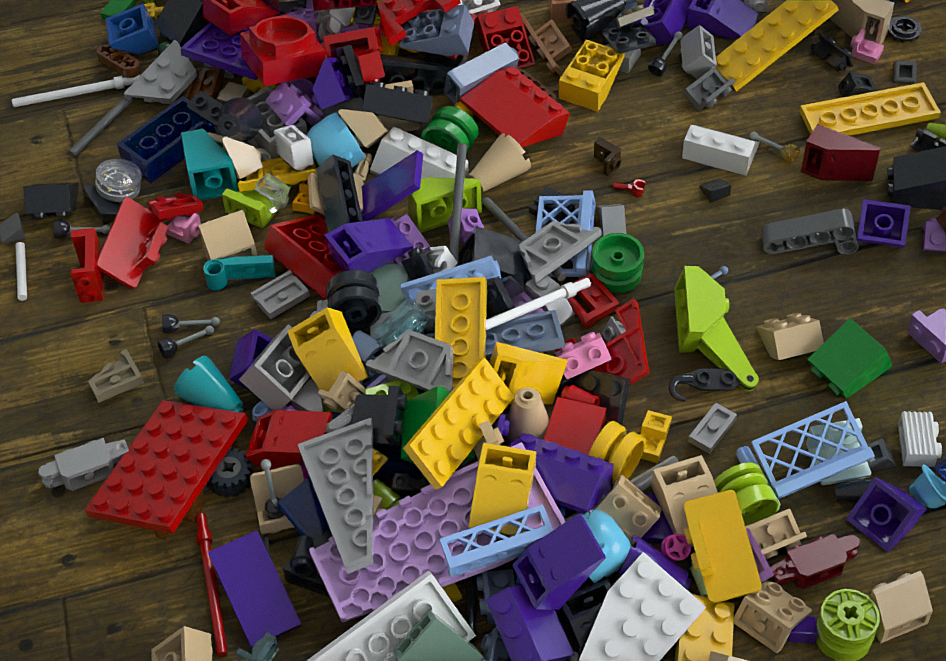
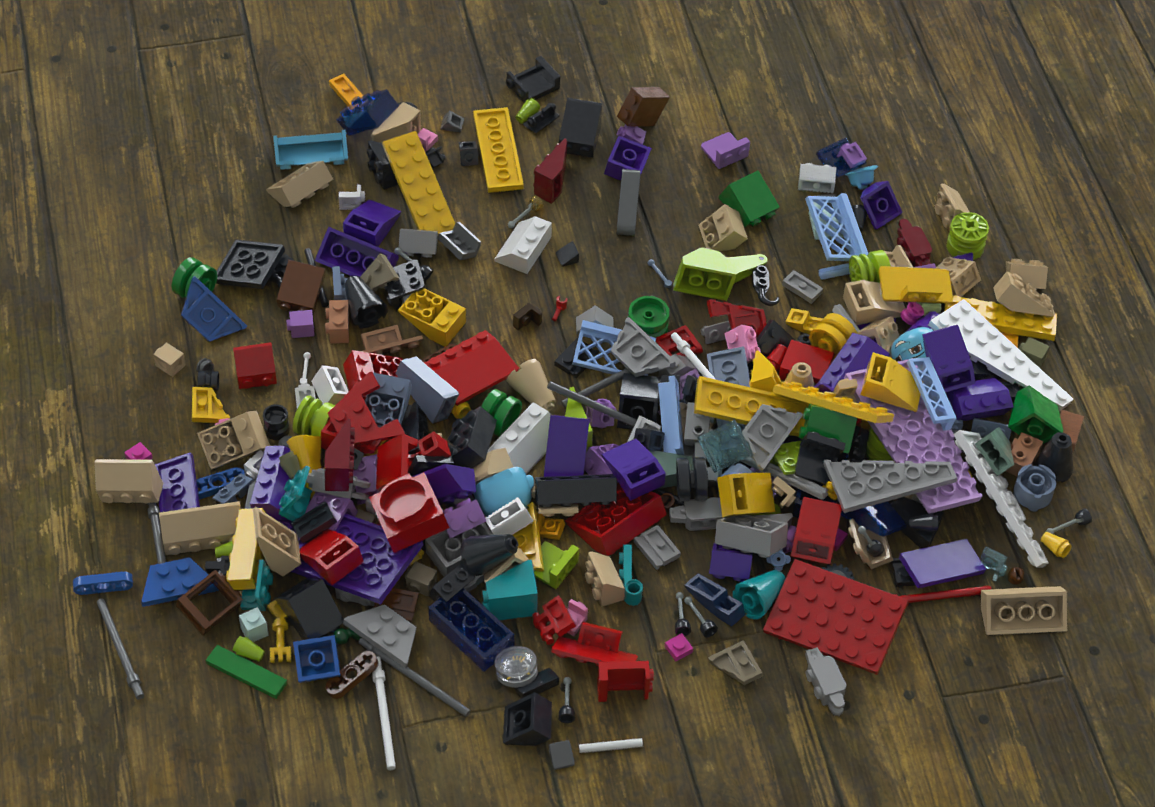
camera: 90 degrees left, 0 degrees up
(144, 324) = (678, 647): none -> dark pink plate
(213, 344) = (715, 599): none -> dark blue slope
(274, 190) = (553, 540): clear bracket -> none

